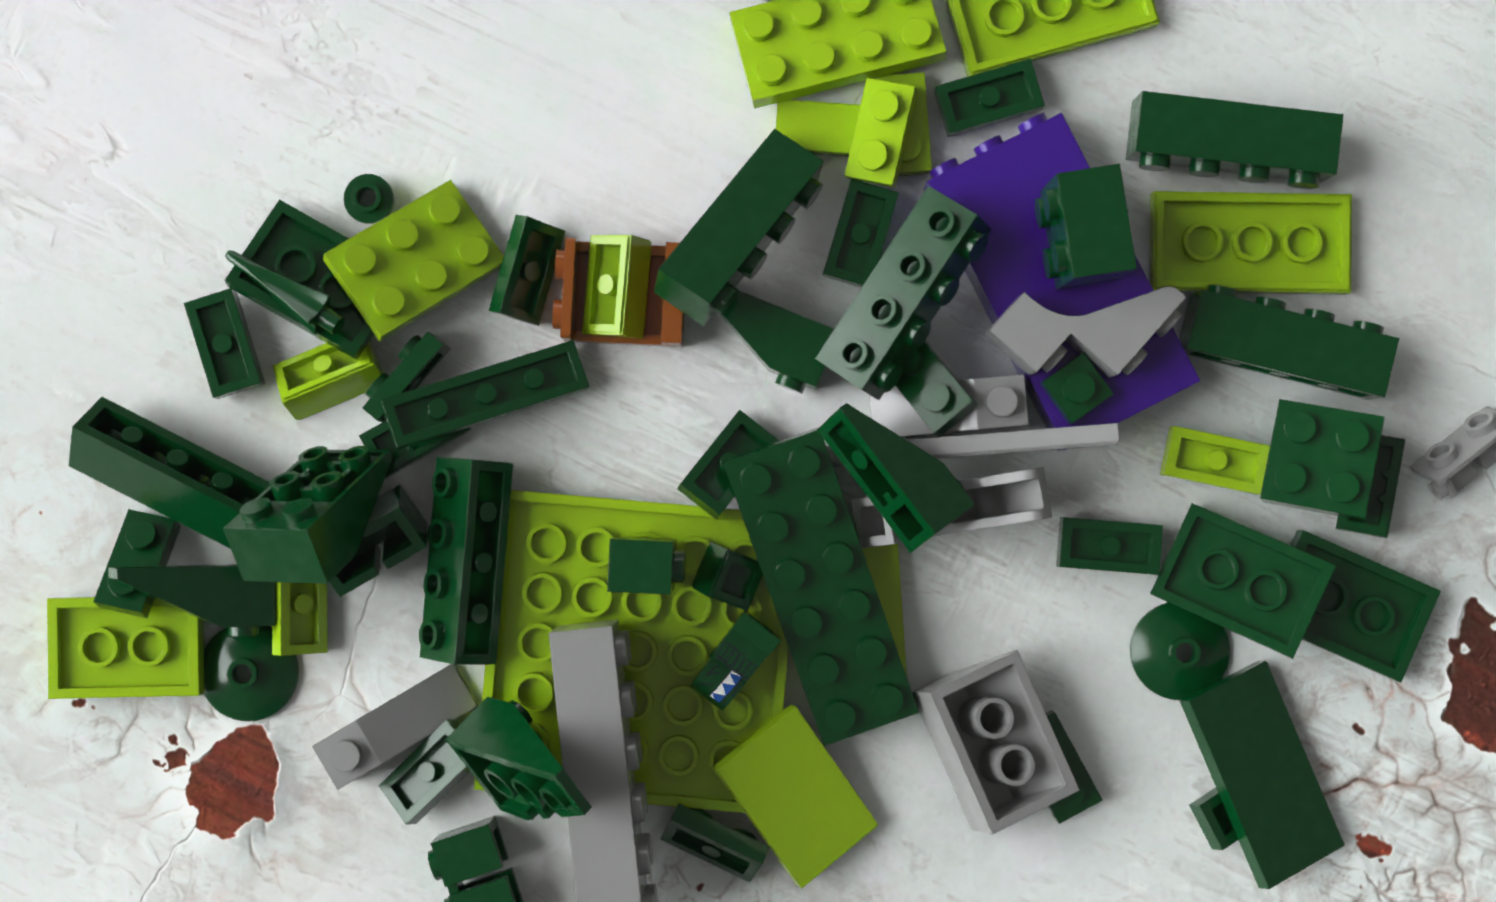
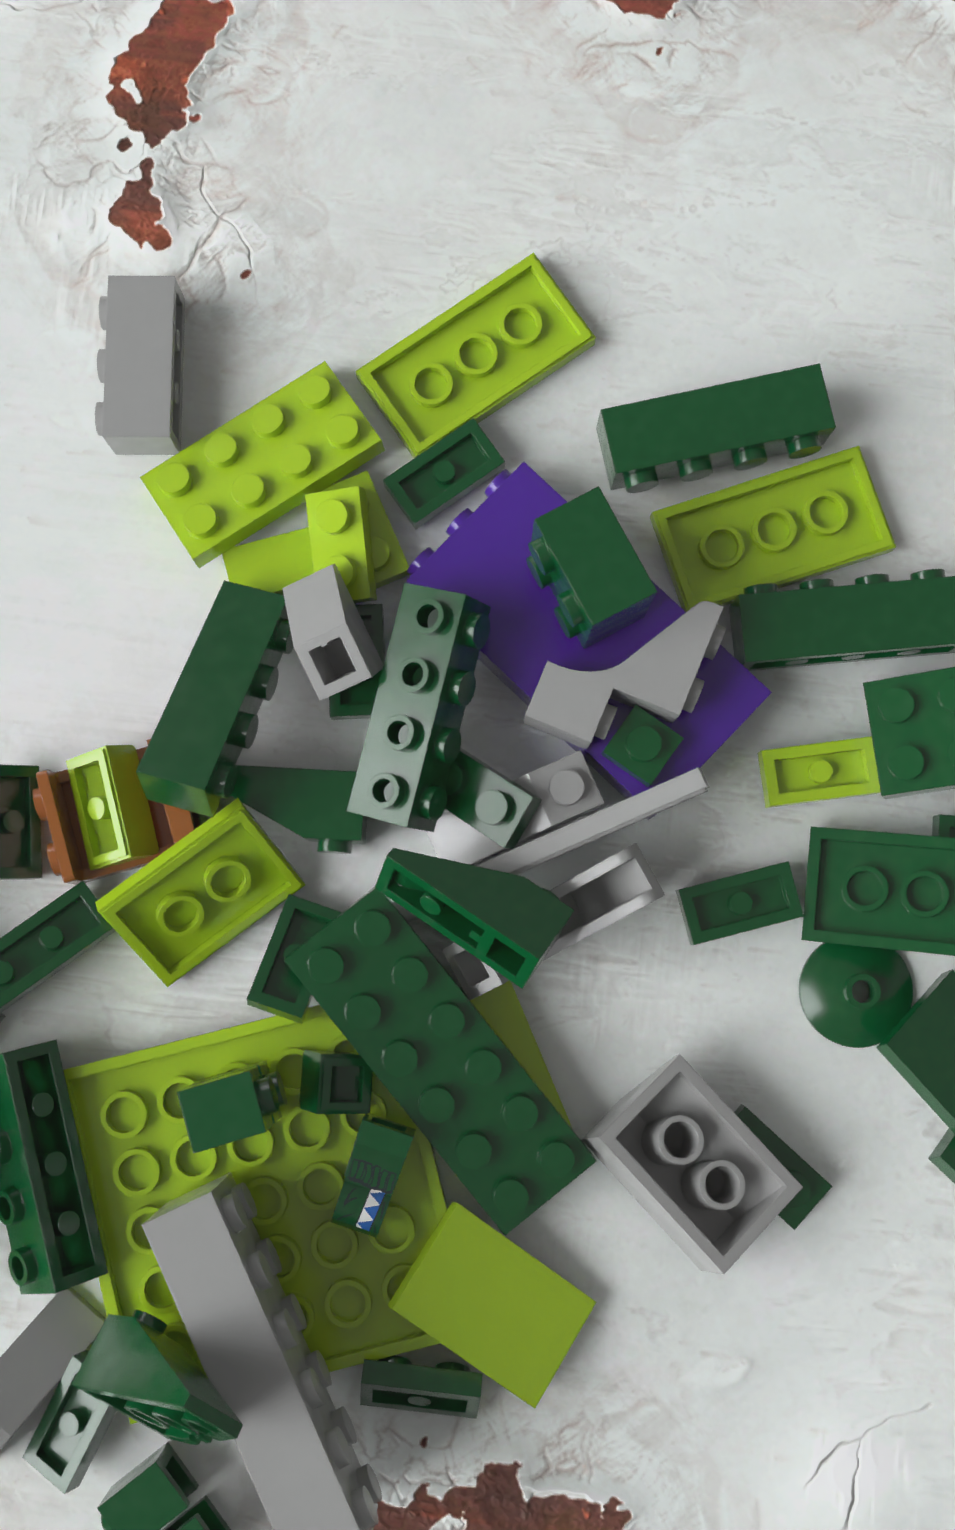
camera: 20 degrees left, 5 degrees down
(669, 384) = (200, 893): none -> lime tile
(850, 204) = (329, 633): none -> light grey slope

